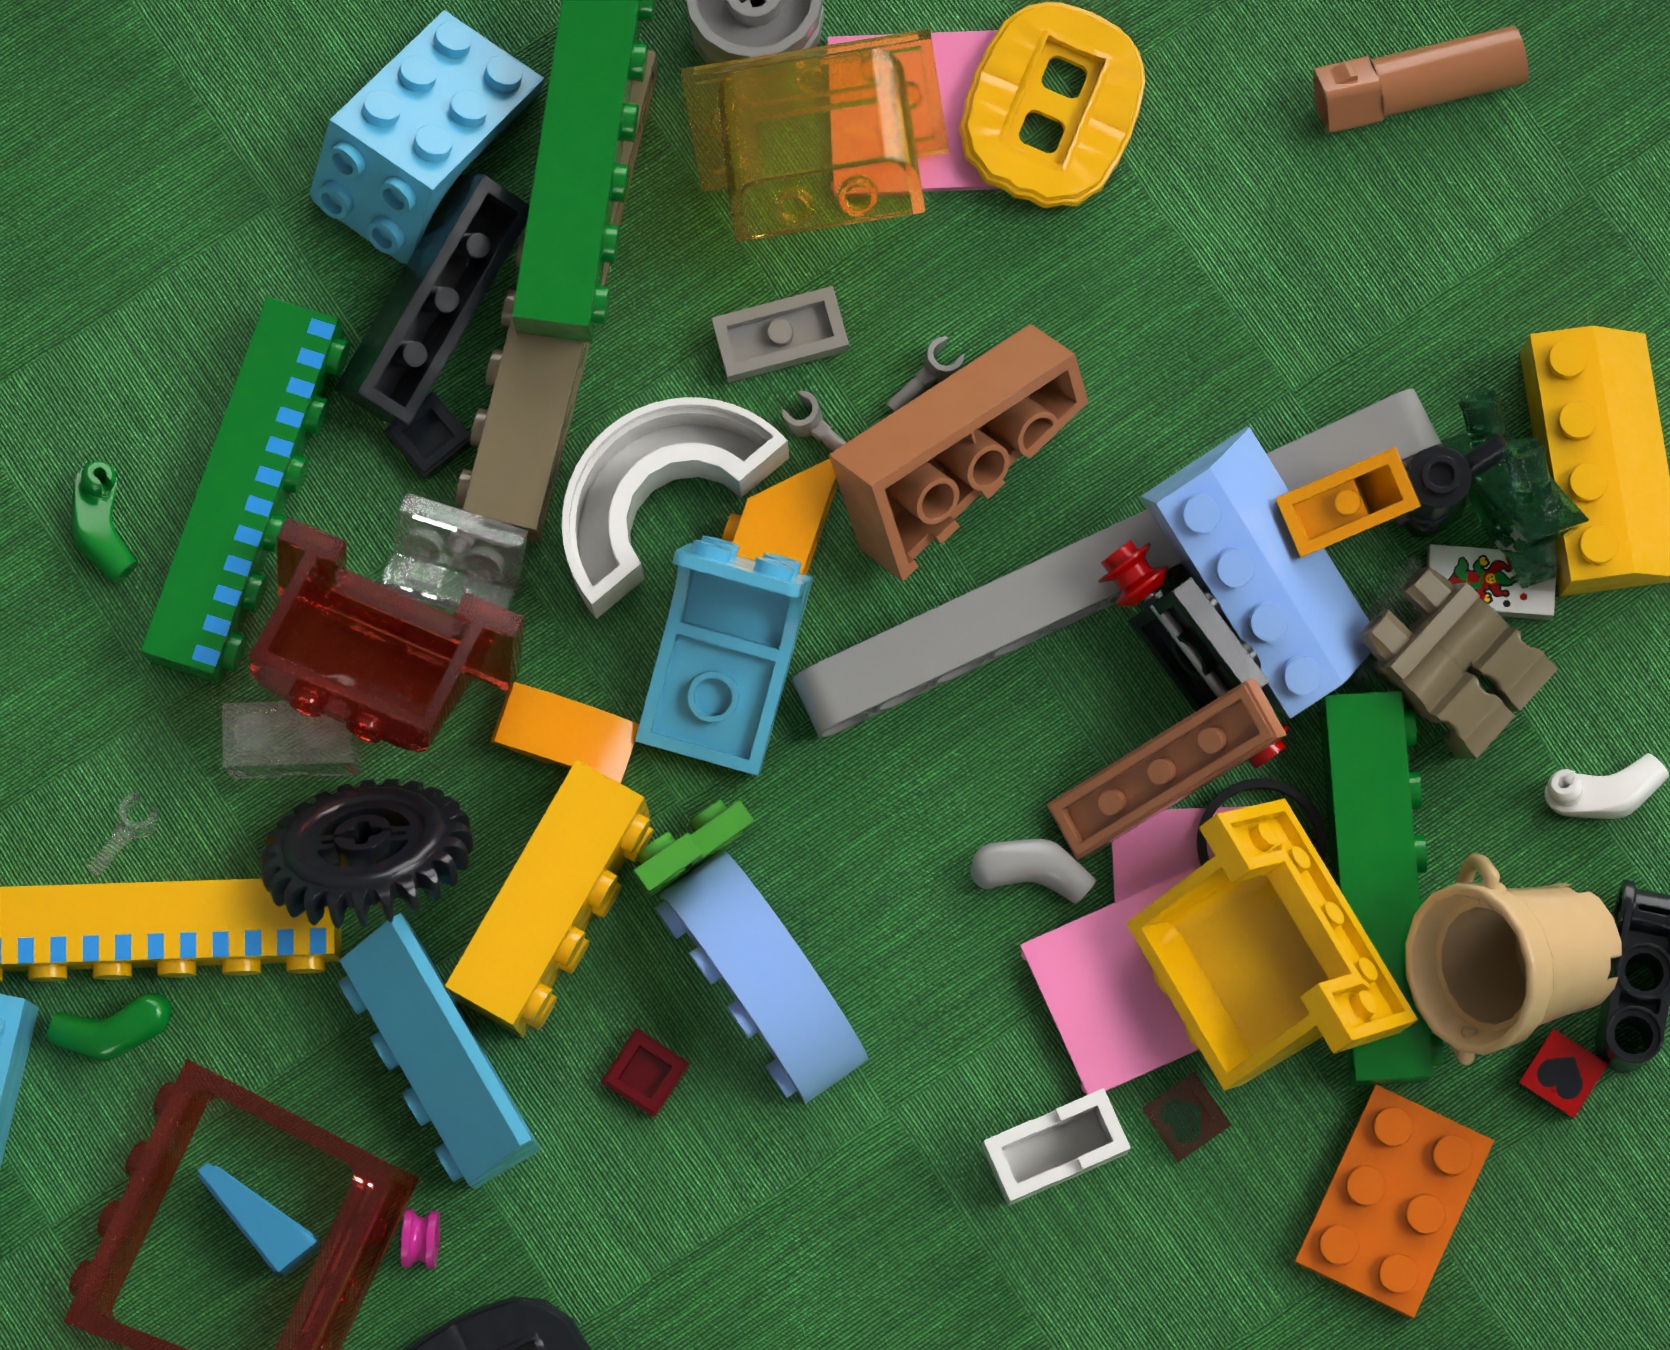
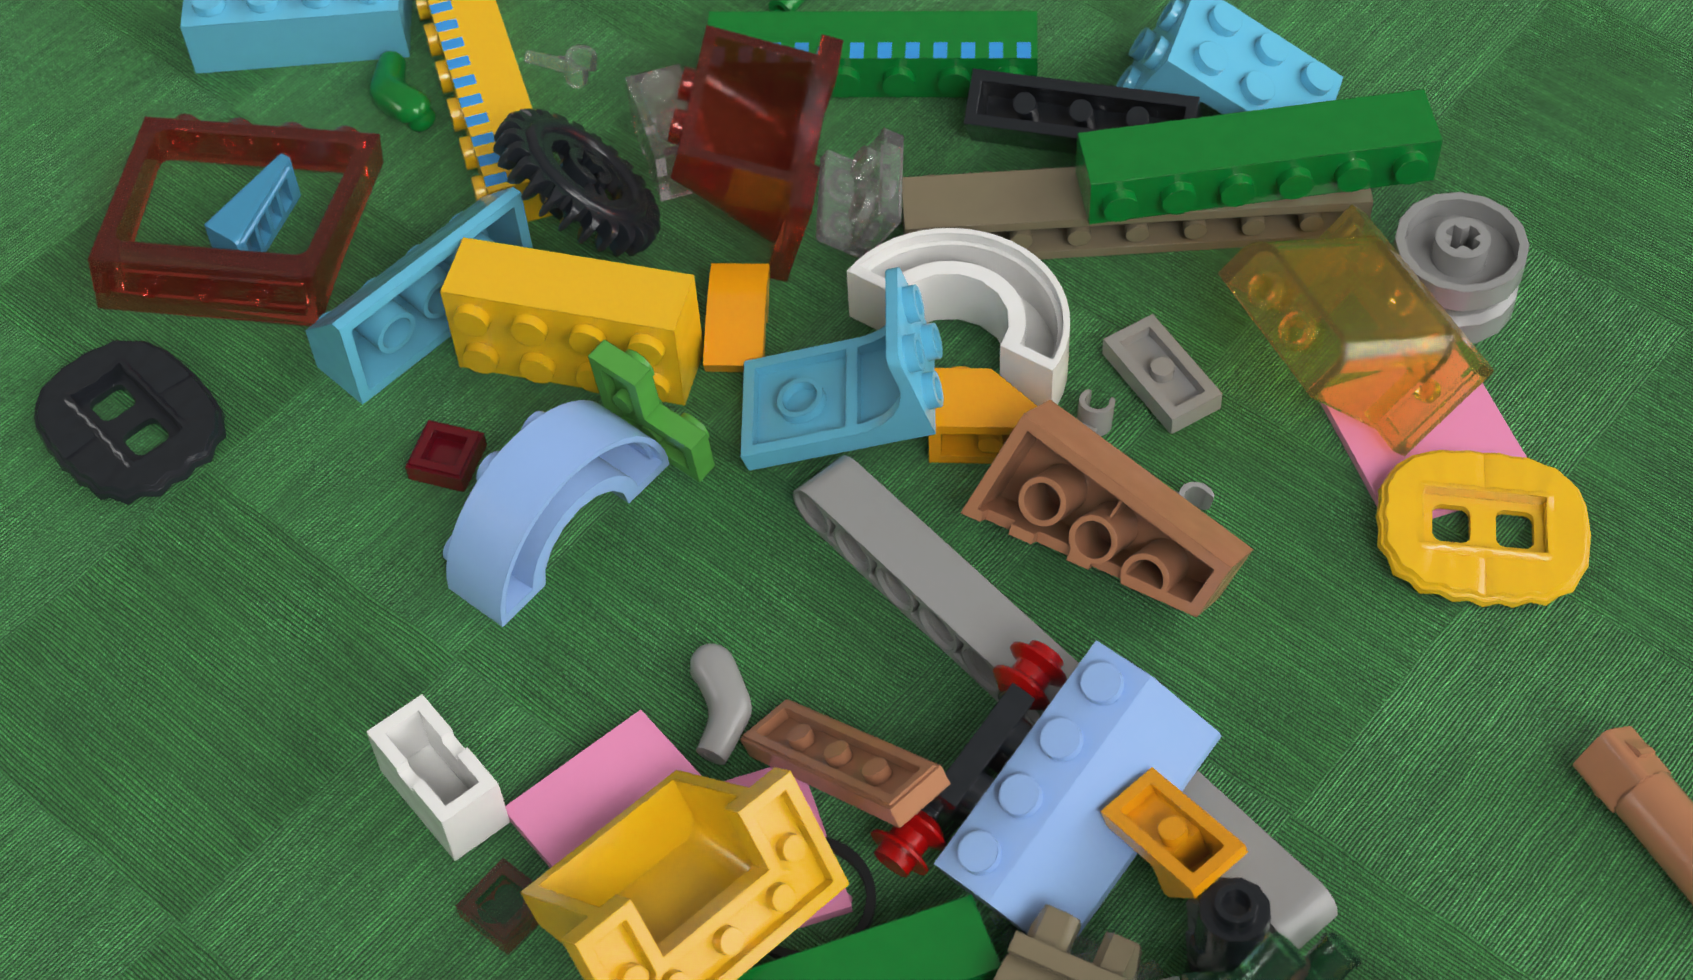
camera: 75 degrees right, 25 degrees down
(420, 1239) = (259, 328): dark pink bush -> none
(431, 438) = (969, 155): black tile -> none

